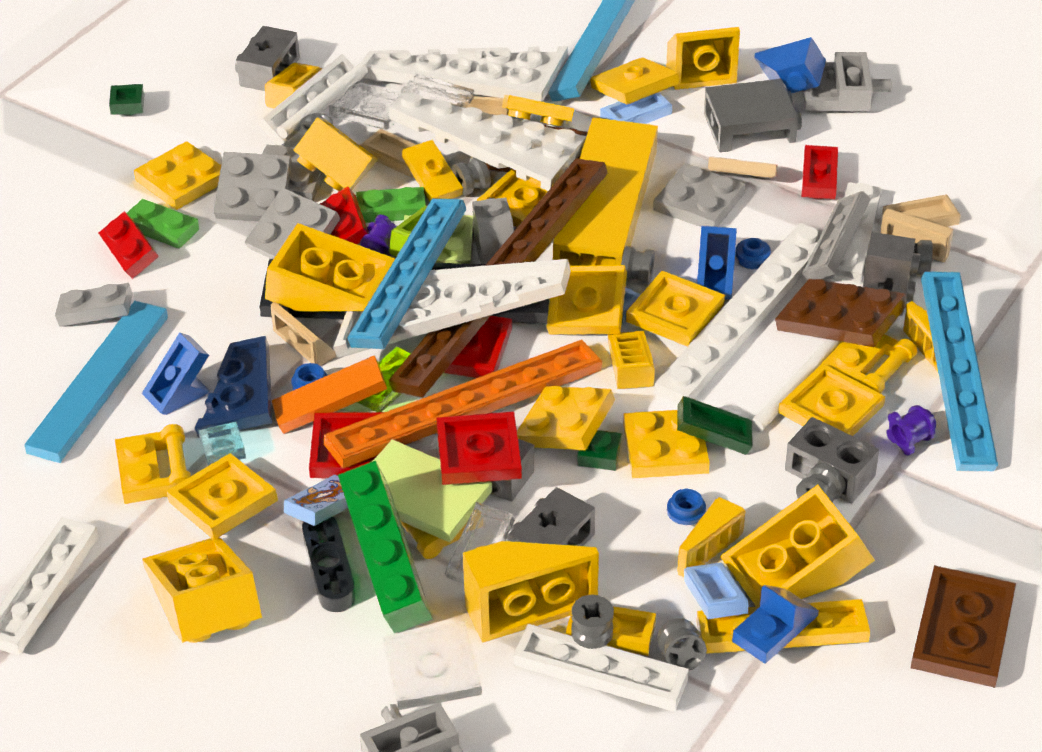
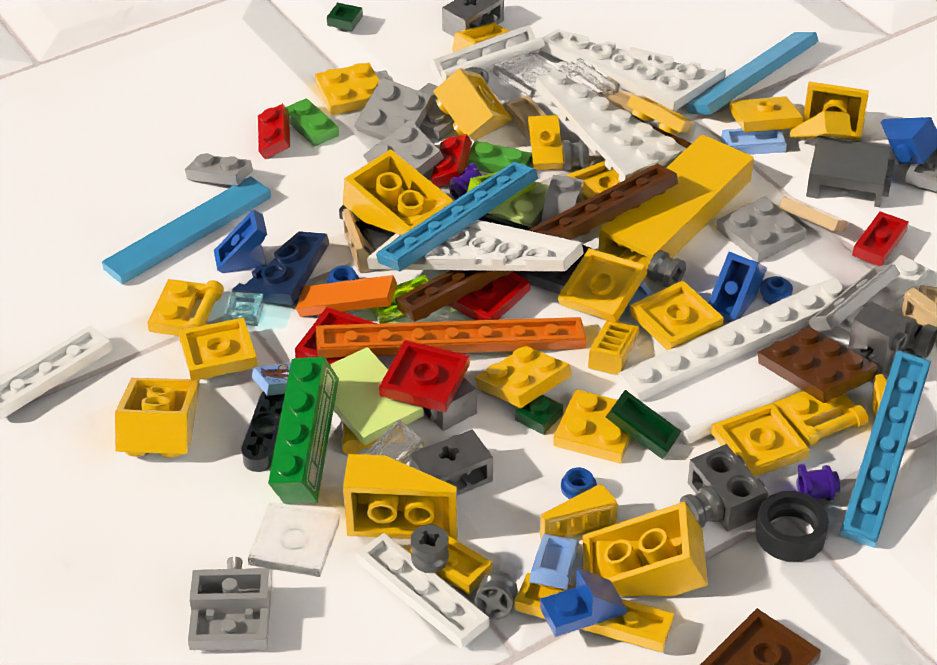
camera: 25 degrees right, 0 degrees up
(708, 74) = (825, 124): none -> yellow slope
(907, 496) = (792, 547): none -> black tyre

